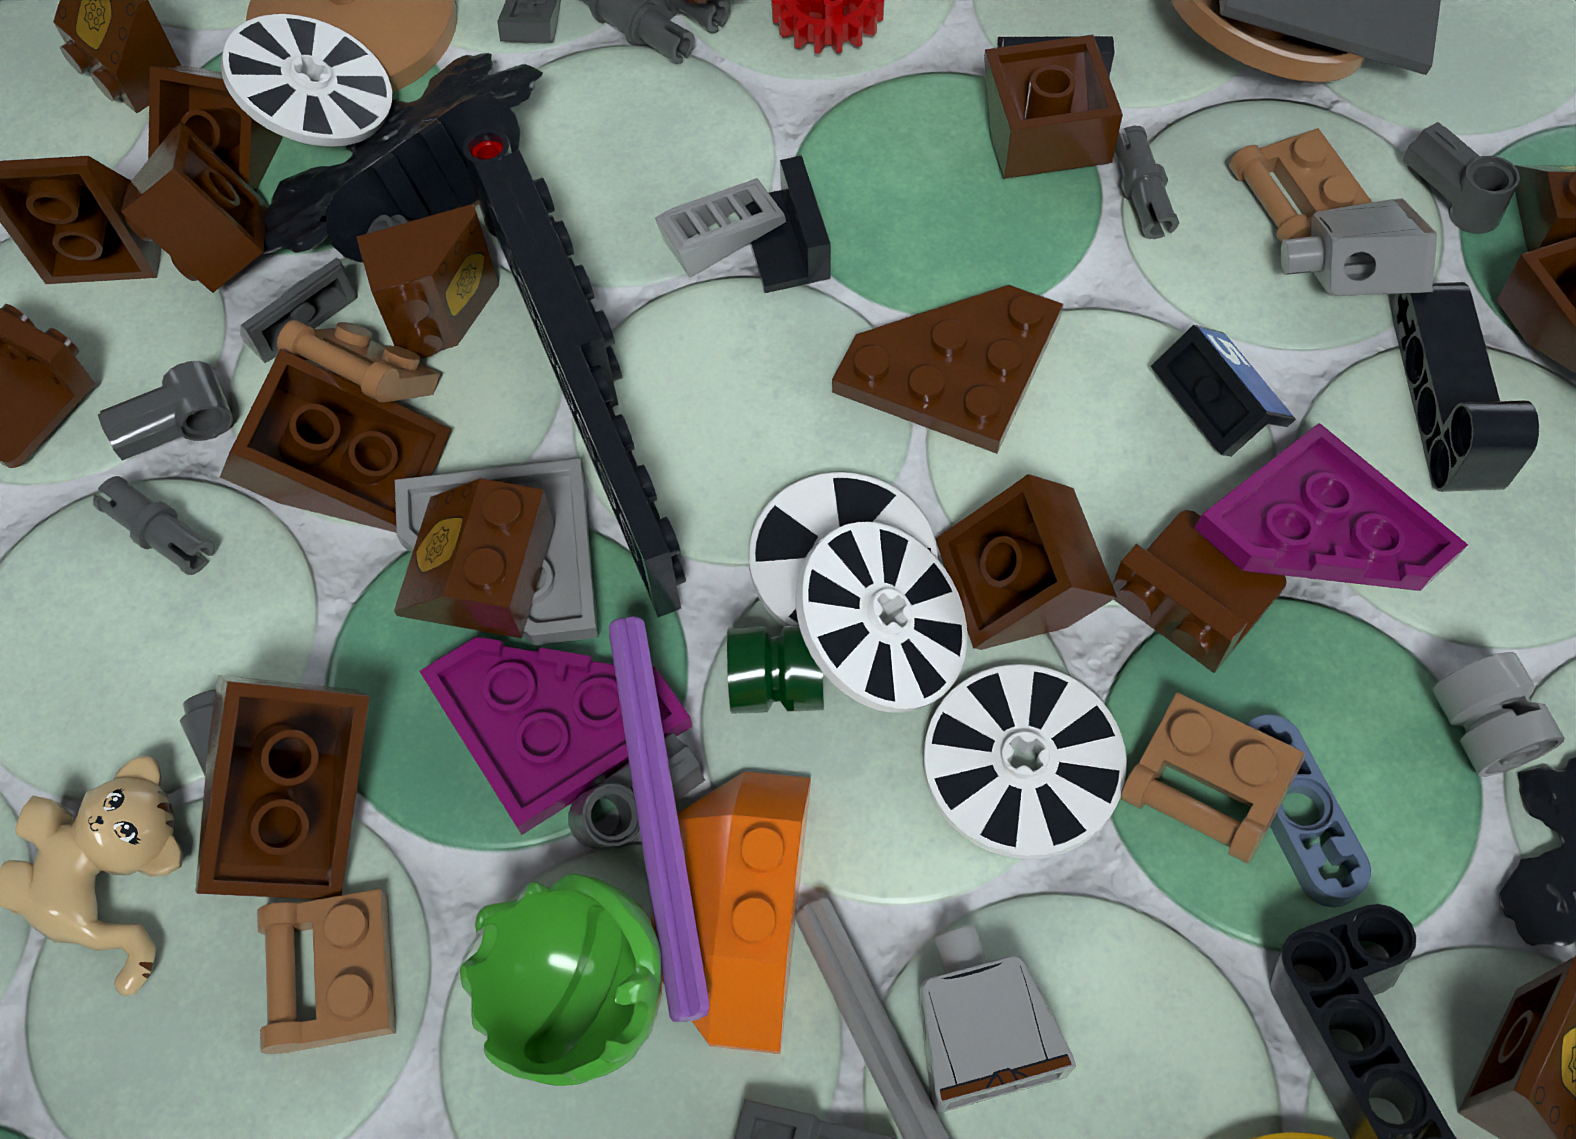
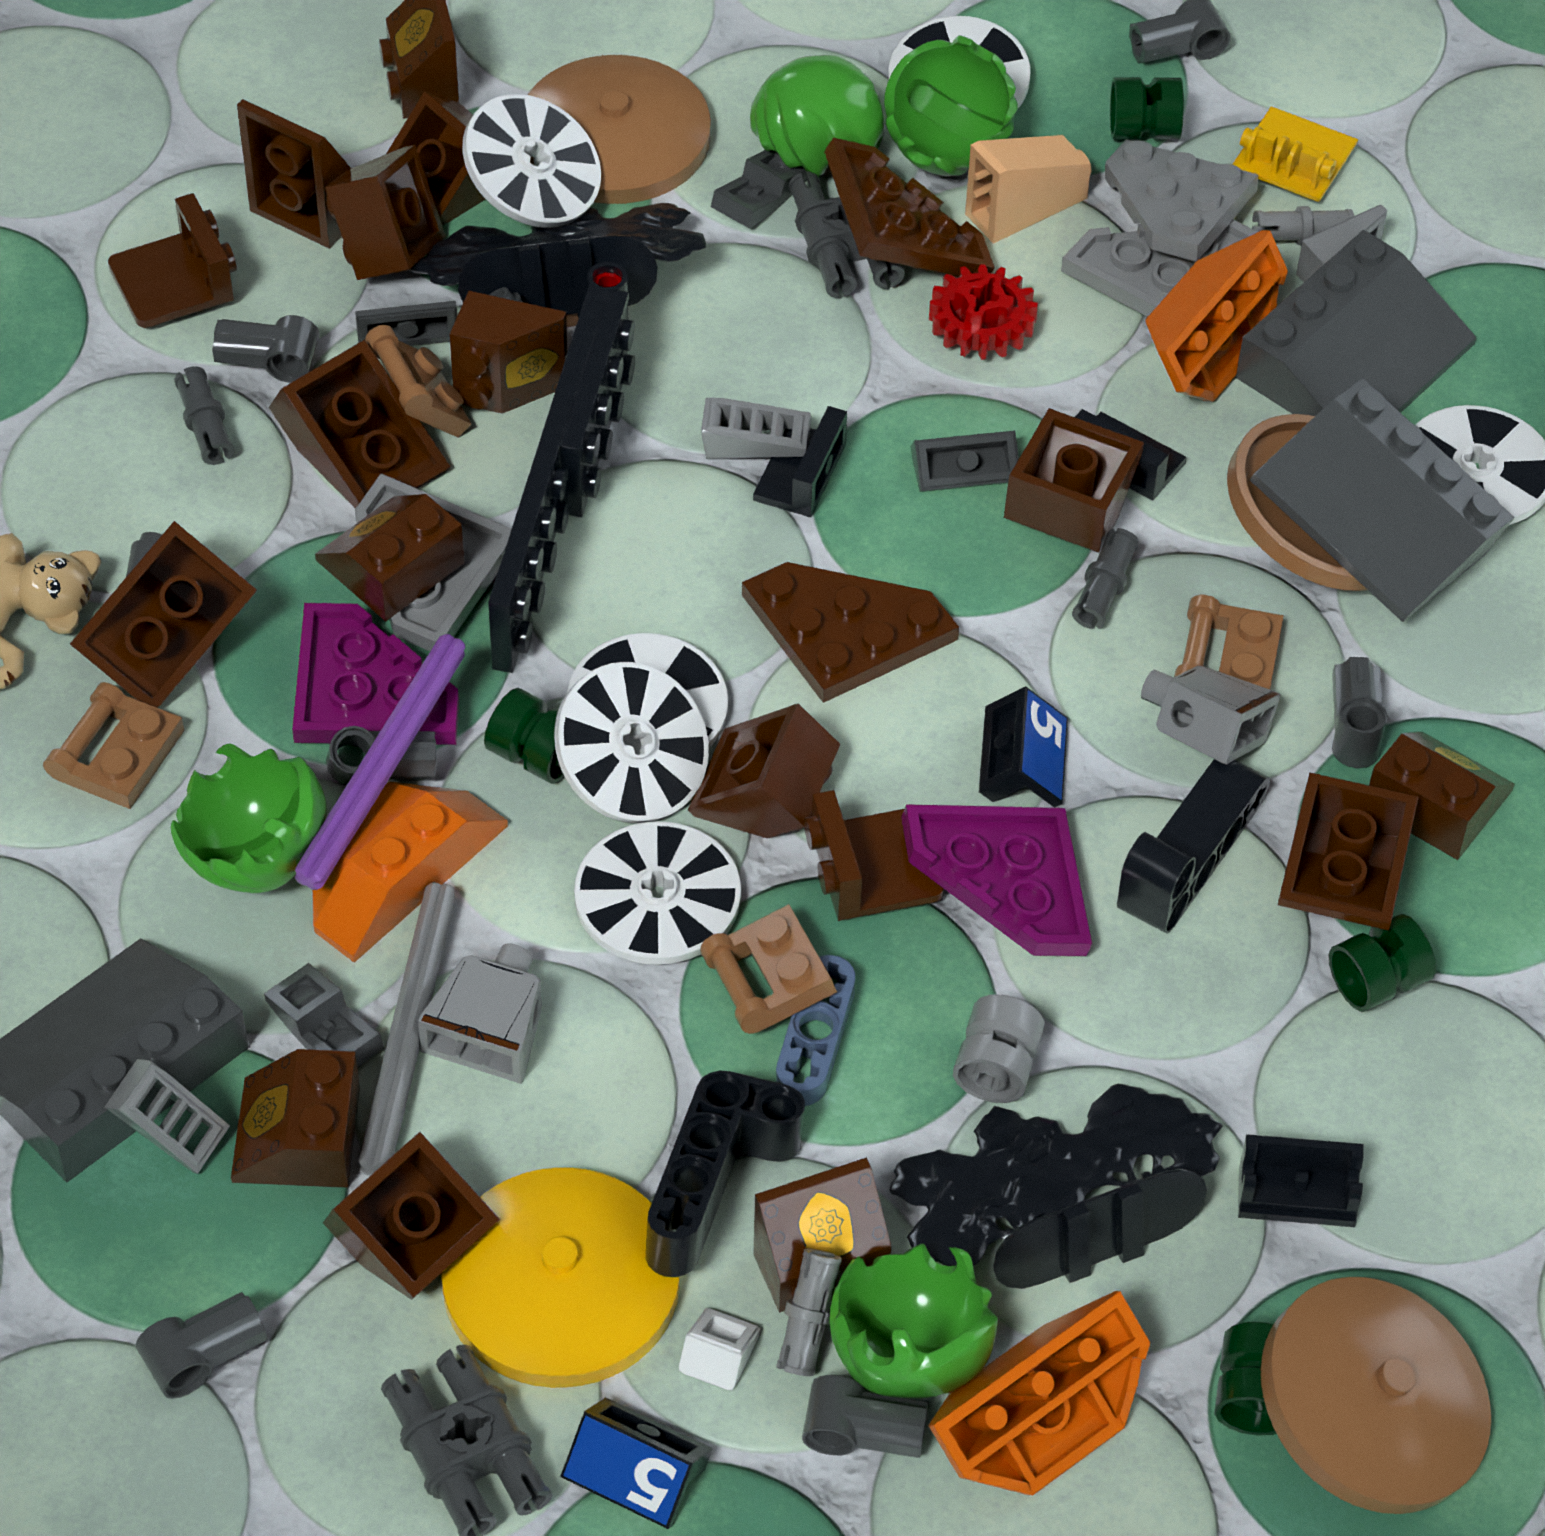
camera: 30 degrees right, 10 degrees down
(925, 146) = (964, 460): none -> dark grey slope

